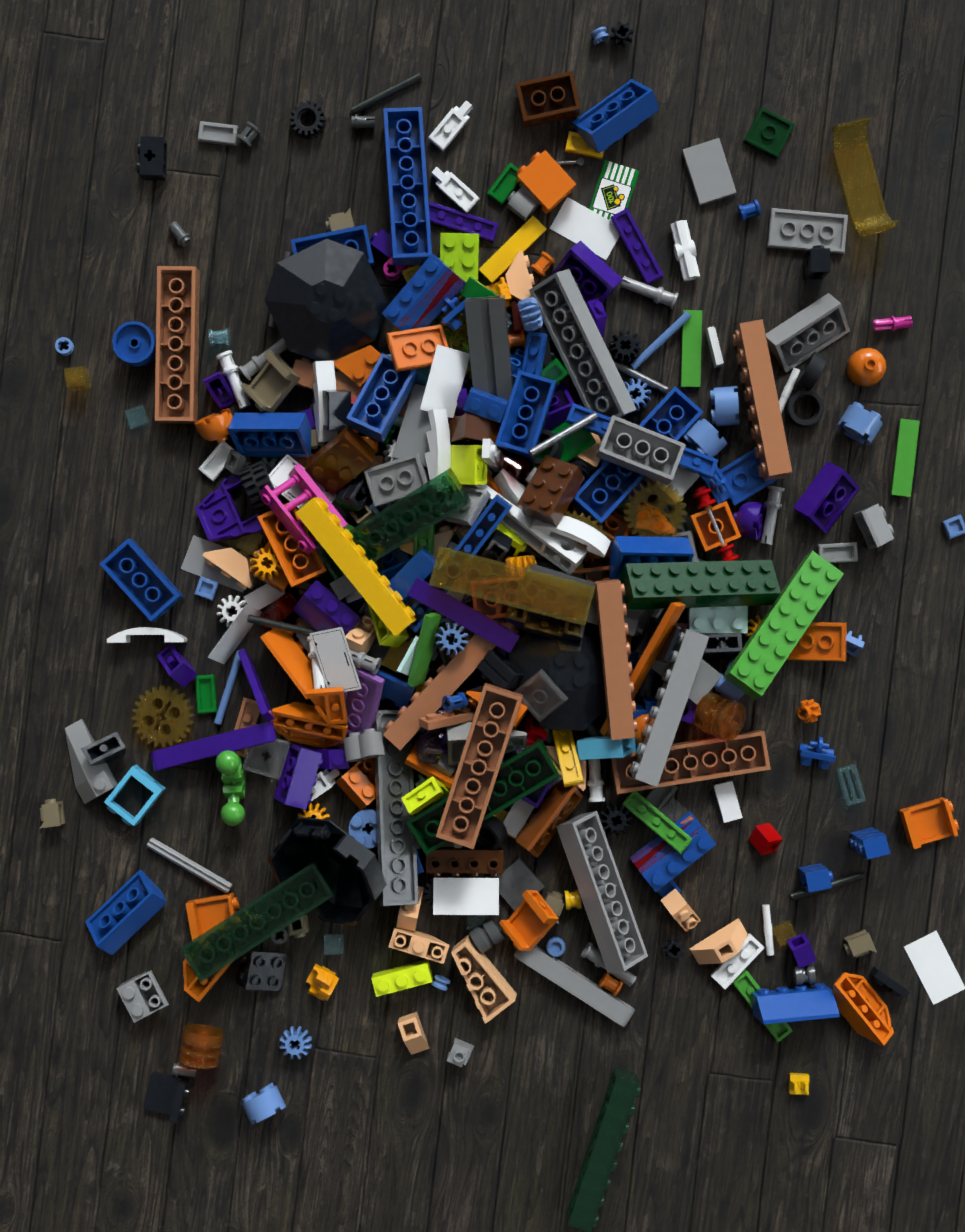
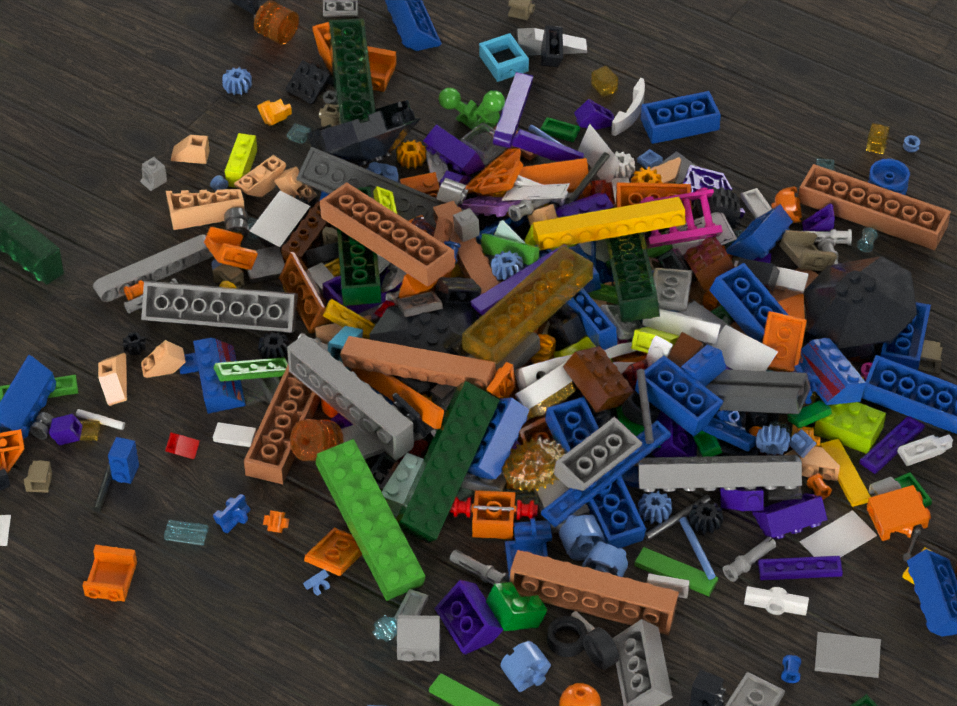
camera: 120 degrees right, 40 degrees down
(122, 678) = (604, 81): none -> clear yellow brick
(147, 707) = (557, 94): clear yellow gear -> none
(189, 865) = (424, 71): light grey axle -> none
(235, 462) = (748, 211): dark grey tile -> none
(263, 1104) = (204, 42): medium blue brick -> none
(419, 702) = (466, 225): none -> light grey brick
(515, 289) = (802, 443): none -> medium blue tile
(555, 946) = (193, 270): medium blue tile -> none
(598, 572) = (503, 383): none -> orange wing
(613, 189) = (867, 574): sticker -> none
(731, 969) = (90, 384): white plate -> none
(750, 519) = (482, 545): dark purple cylinder -> none
(811, 460) = (513, 610): none -> green brick
(869, 843) = (126, 505): blue brick -> none
(872, 560) = (385, 628): none -> clear light blue gear

